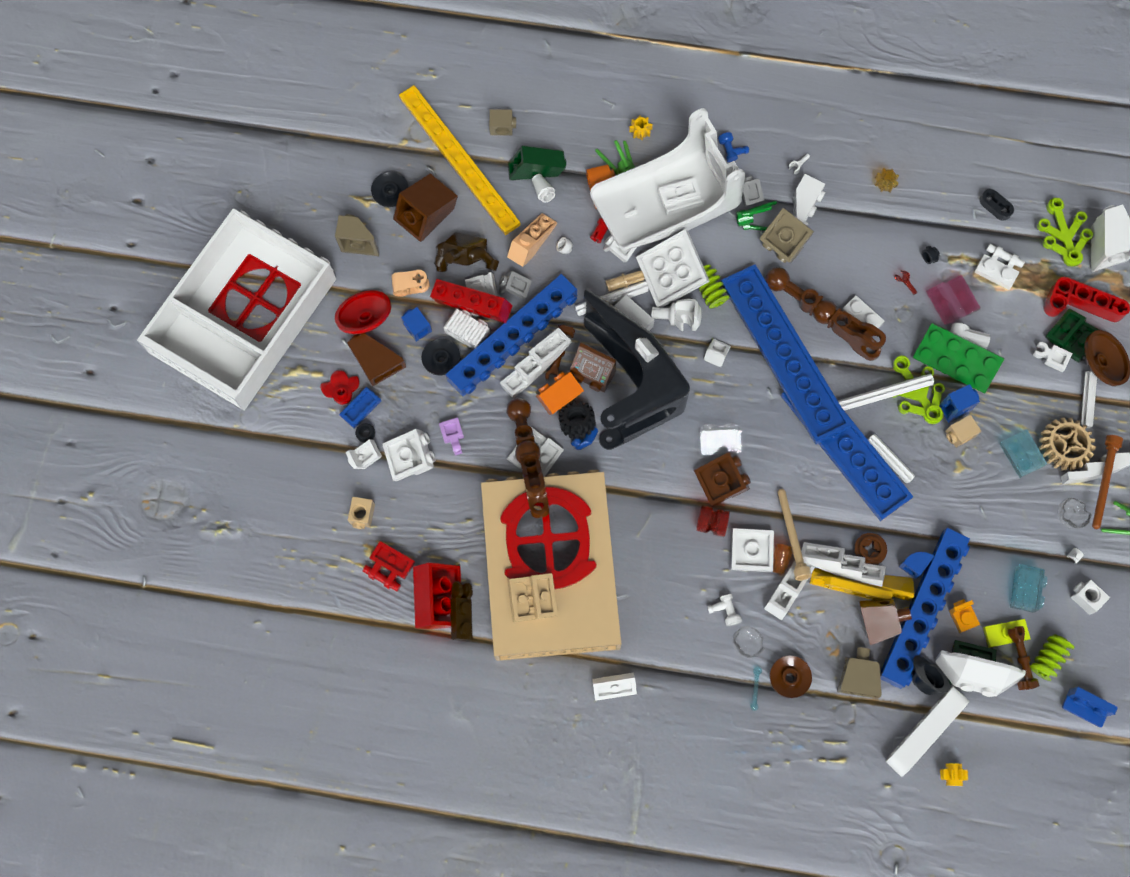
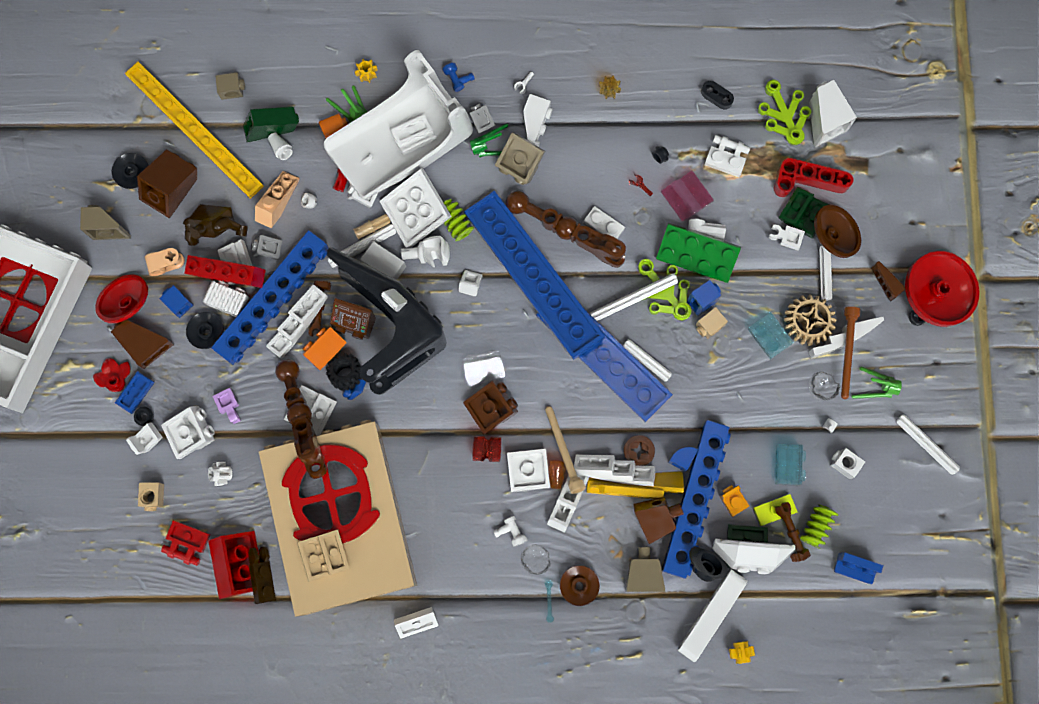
camera: 10 degrees left, 5 degrees up
(435, 501) = (220, 473): none -> white gear

